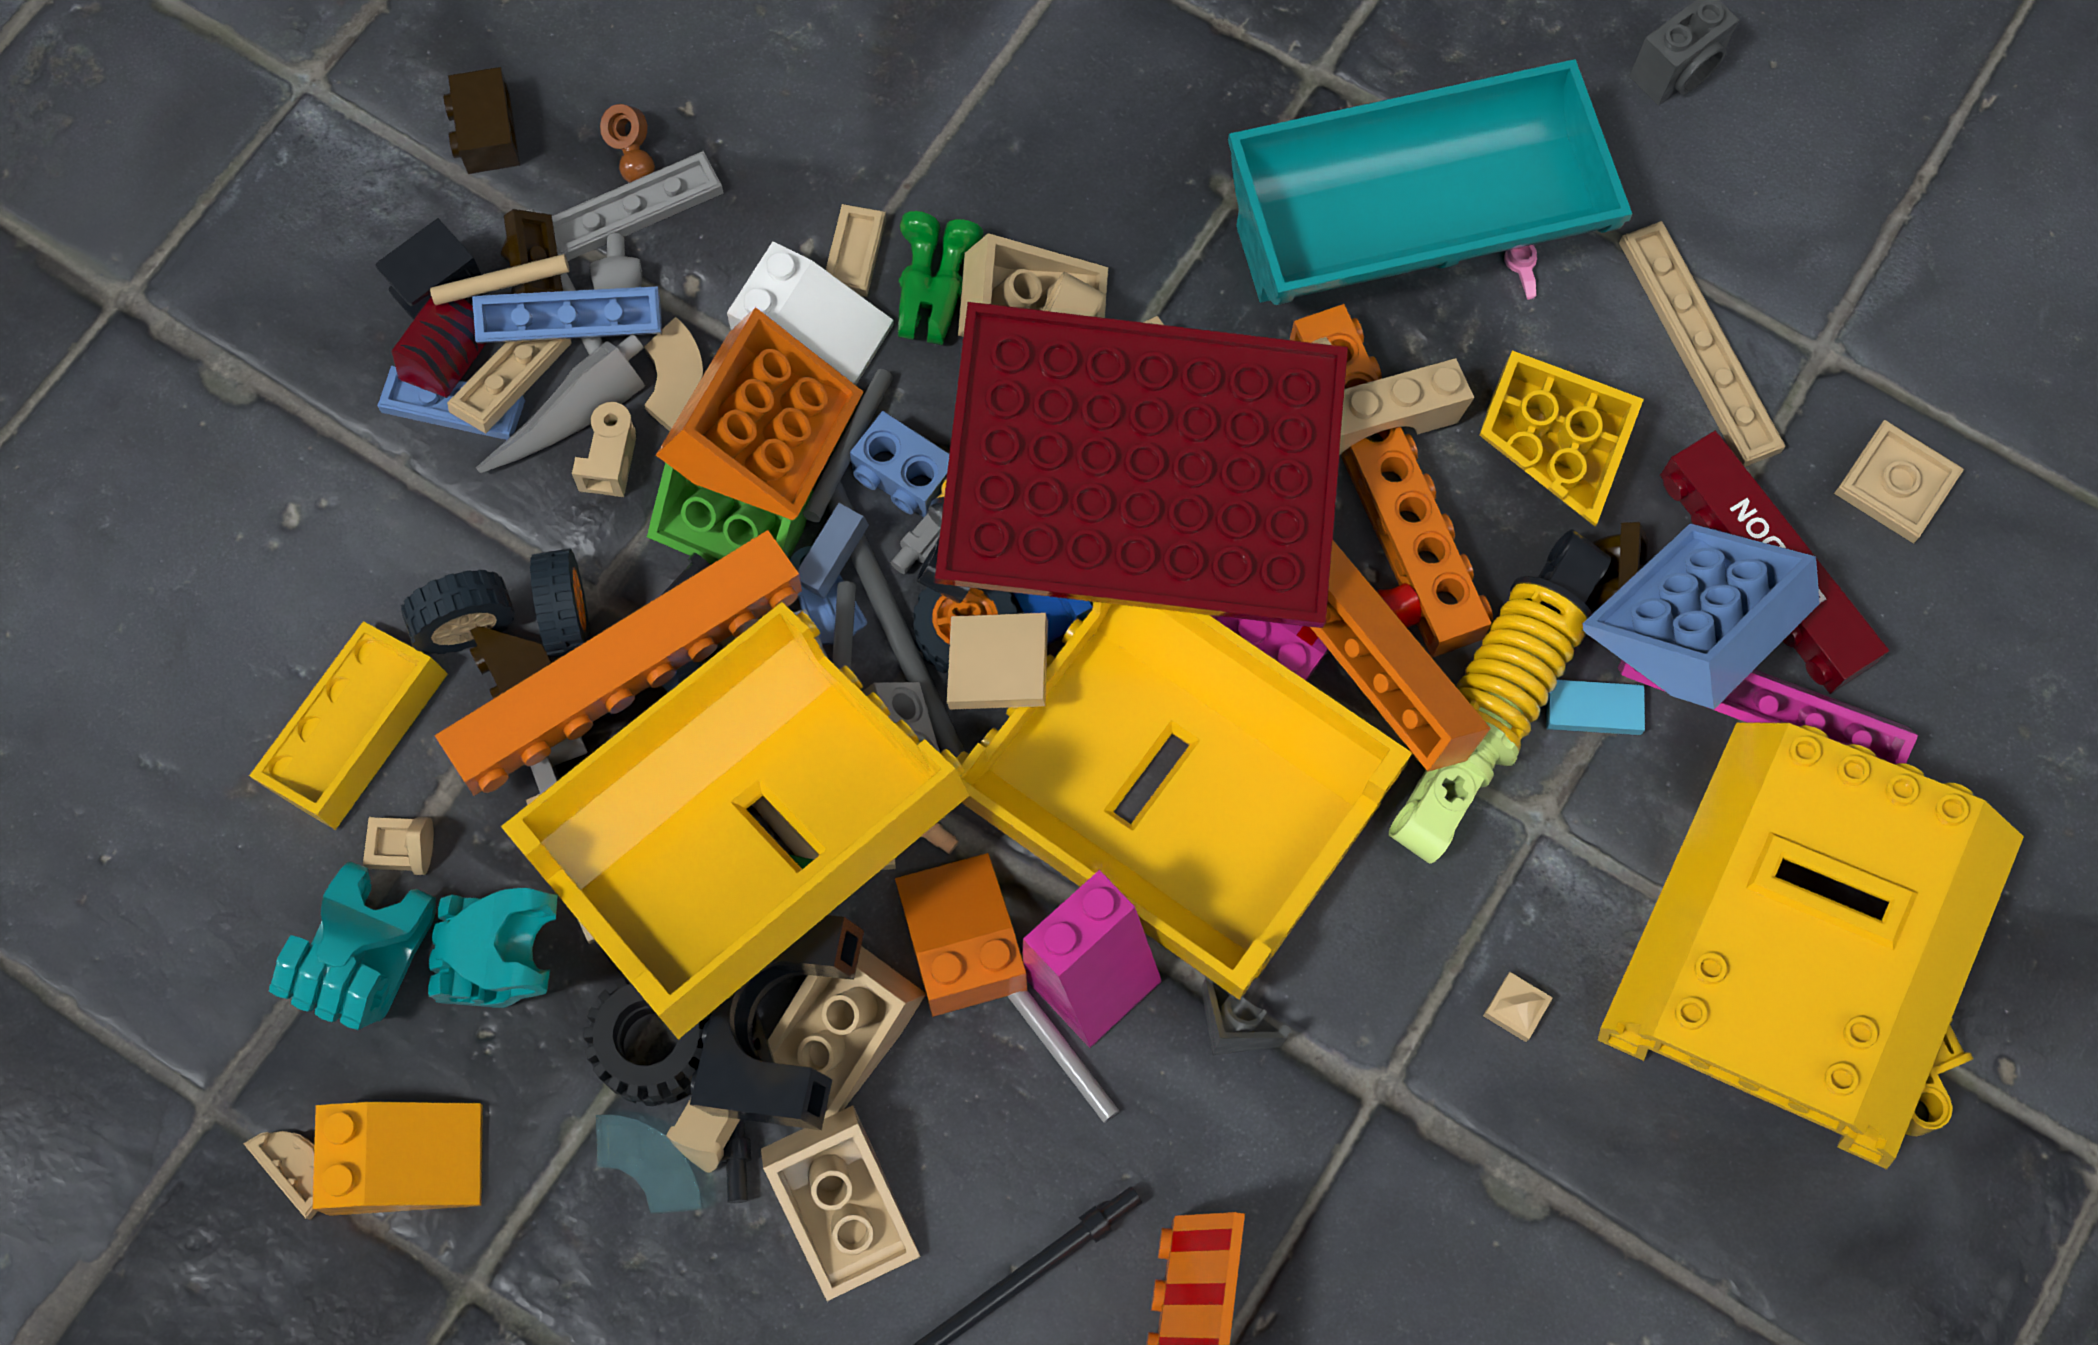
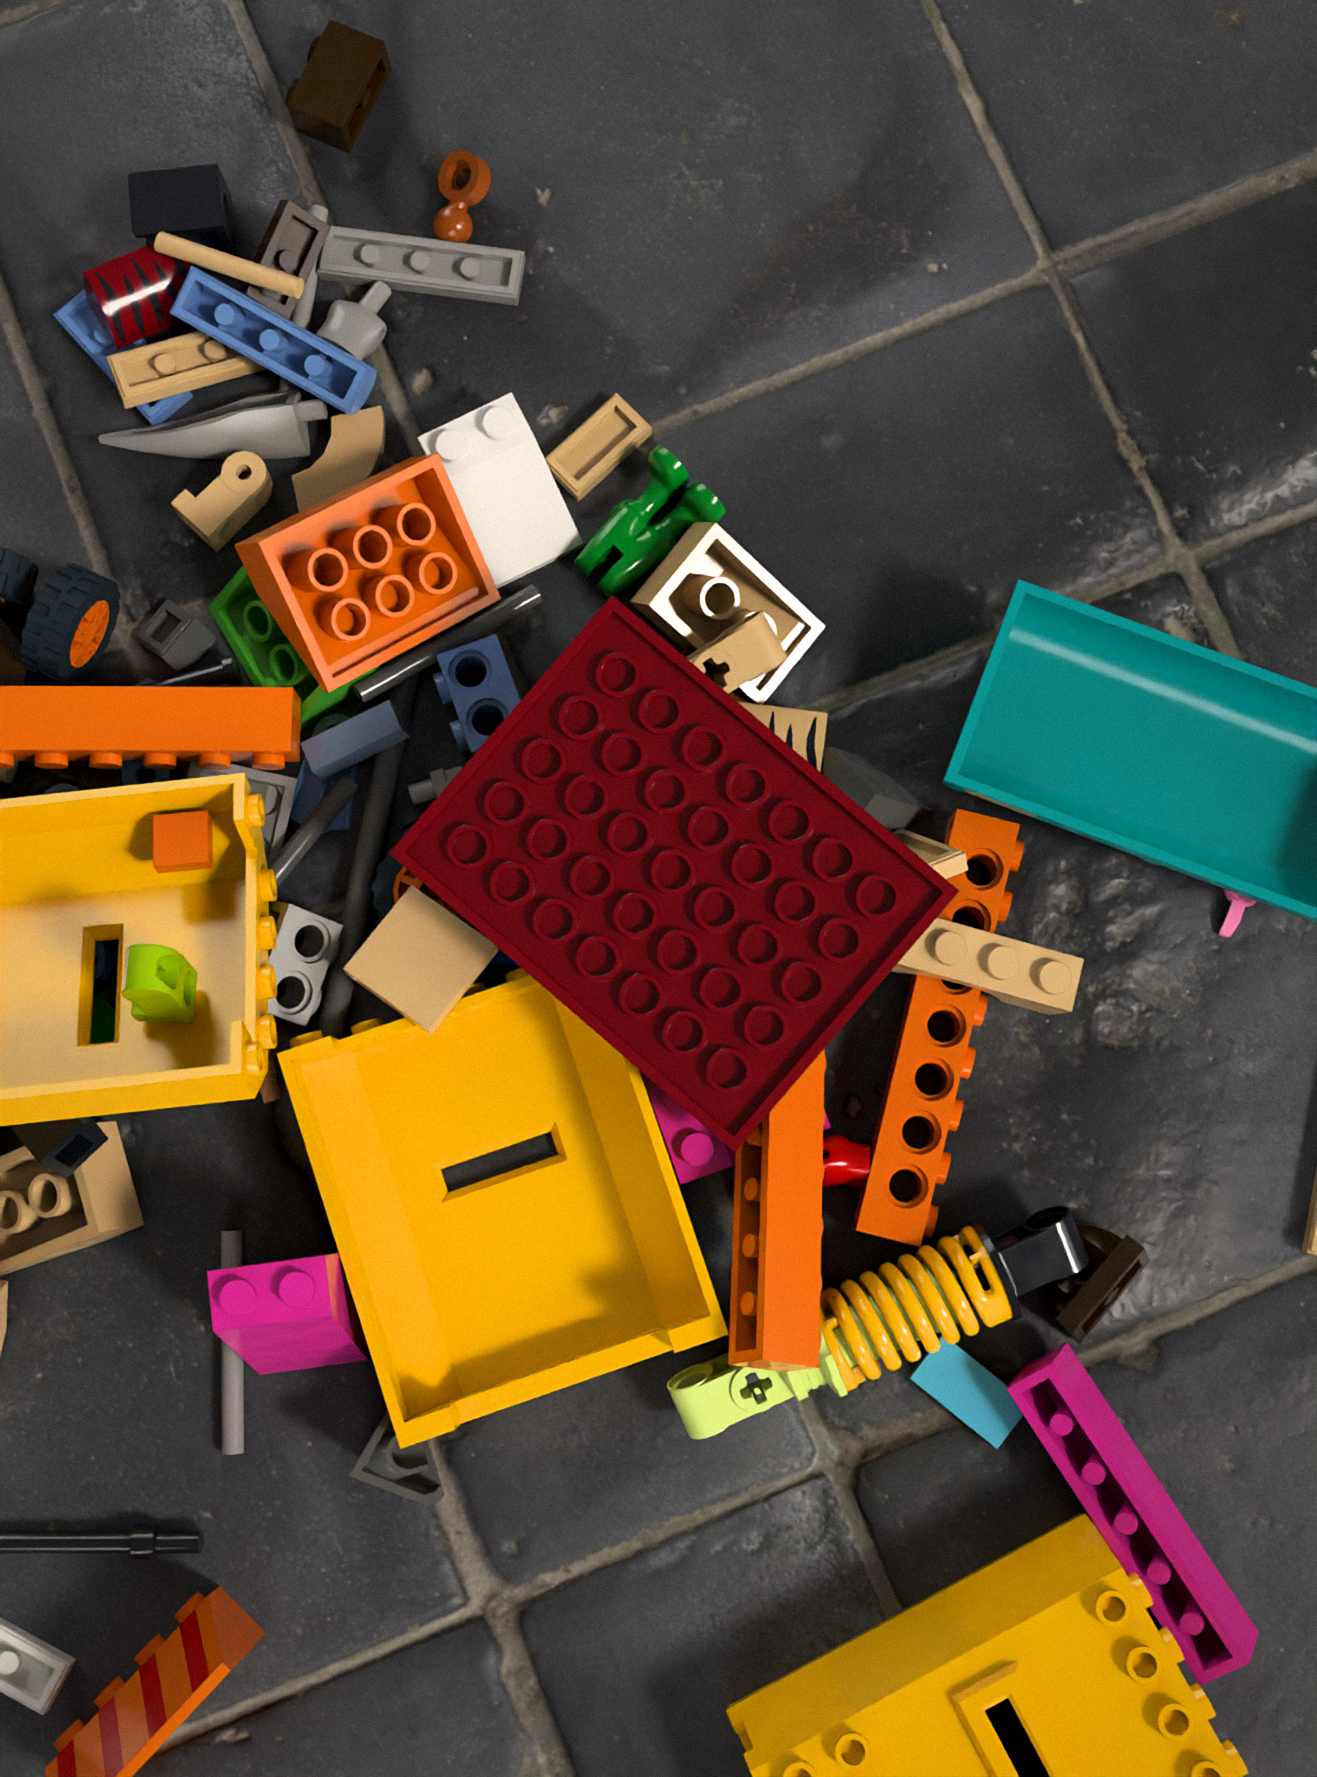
camera: 40 degrees right, 10 degrees up
(637, 572) = (176, 637): none -> dark grey slope
(767, 684) = (182, 841): none -> orange tile
(835, 777) = (159, 984): none -> lime leg
(961, 934) = (214, 1187): orange slope -> none
(1517, 1007) = (675, 1623): tan tile -> none
(1561, 430) = (1136, 1102): yellow wedge -> none
(1706, 612) = (1129, 1393): medium blue slope -> none
(1726, 498) = (1252, 1377): dark red brick -> none

